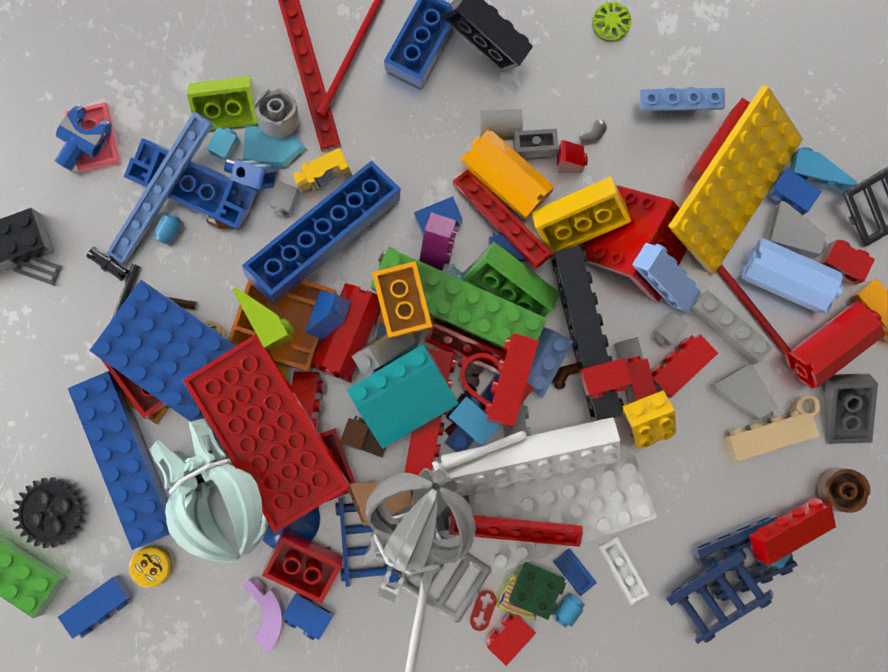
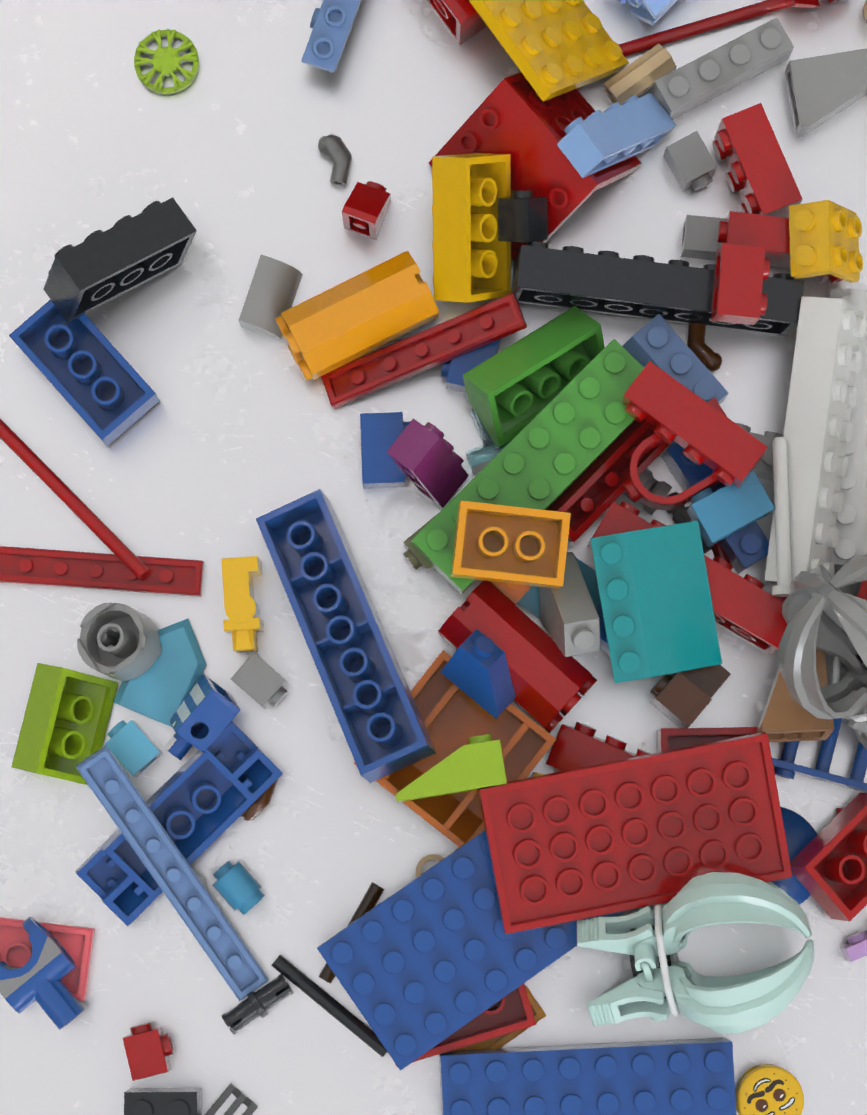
camera: 70 degrees left, 0 degrees up
(60, 214) = (147, 1051): none -> red brick
(536, 143) = (323, 253): flat silver brick -> none
(597, 242) = (522, 217): none -> black brick
(707, 281) = (639, 75): none -> tan axle

